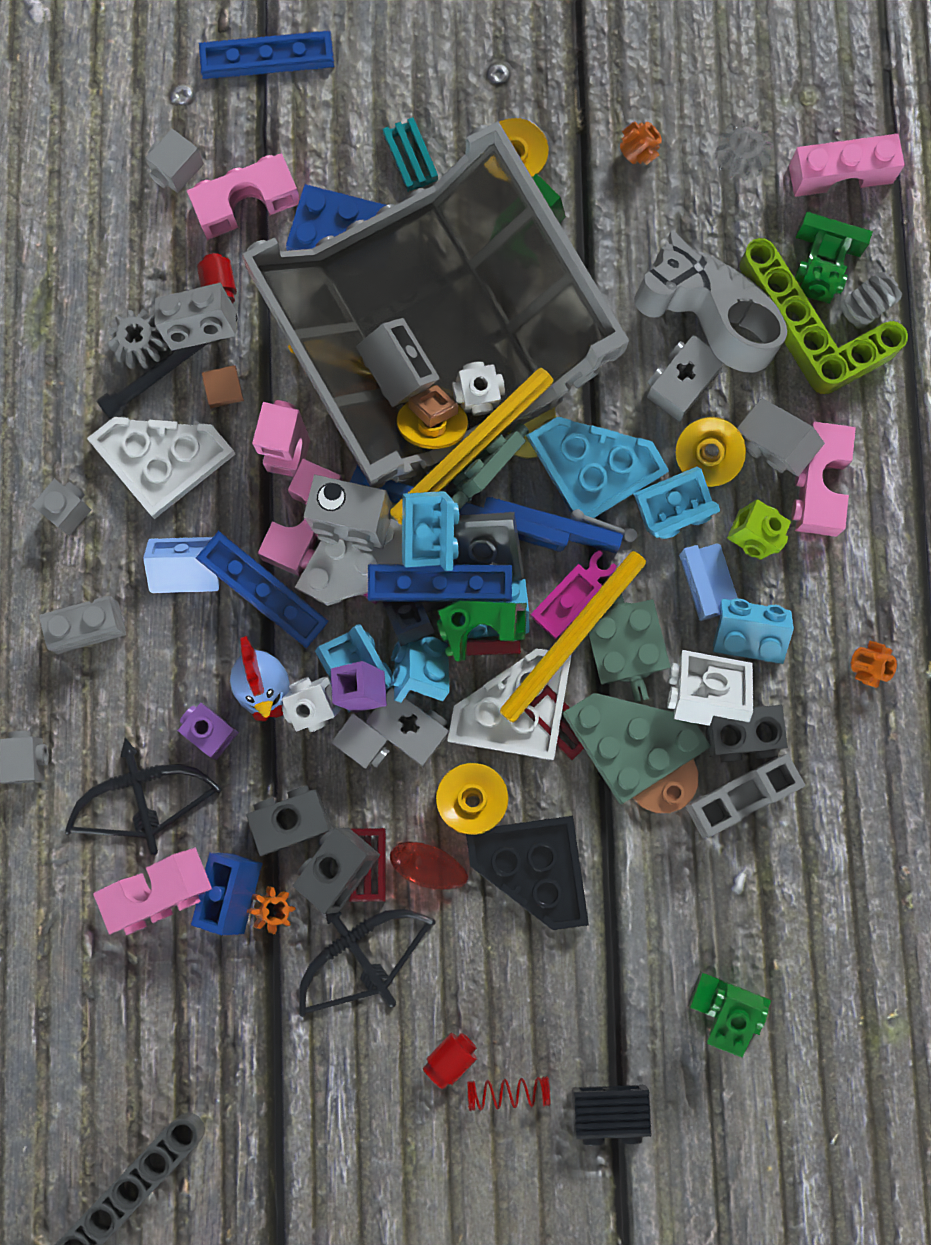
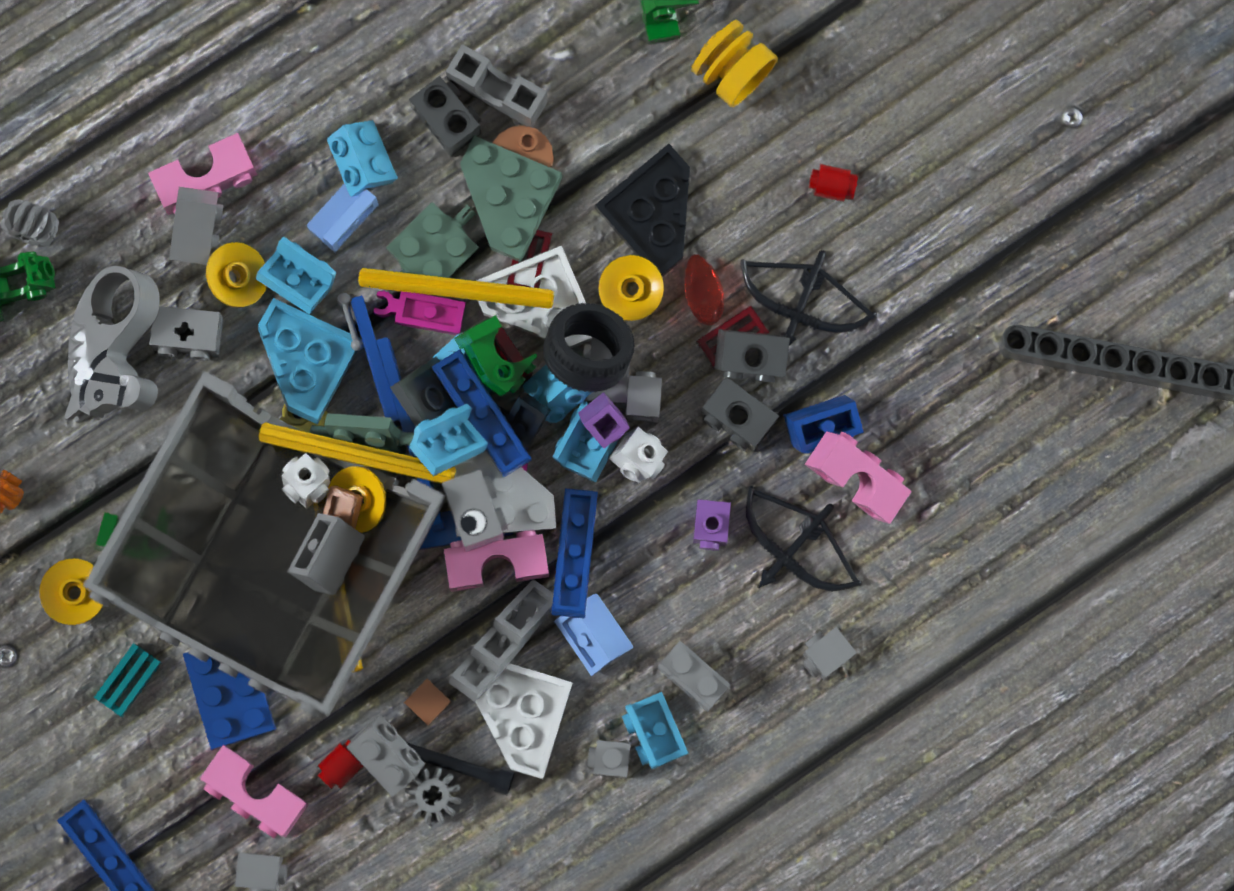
camera: 125 degrees left, 0 degrees up
(61, 560) = (655, 730): none -> medium azure bracket
(226, 477) = (503, 641): none -> light grey slope
(257, 682) = (649, 506): light blue piece -> none
(261, 912) = (813, 384): orange gear -> none
(281, 438) = (445, 608): bright pink arch -> none
(446, 744) = (595, 322): none -> black tyre
(472, 1094) = (843, 156): red piece -> none
(611, 1113) = (794, 44): black brick -> none
(627, 1040) = (729, 59): none -> yellow wheel
(710, 688) = (430, 159): white plate -> none
(759, 530) = (278, 198): lime brick -> none
(811, 327) = (79, 260): lime beam -> none
(873, 664) = (331, 51): orange gear -> none

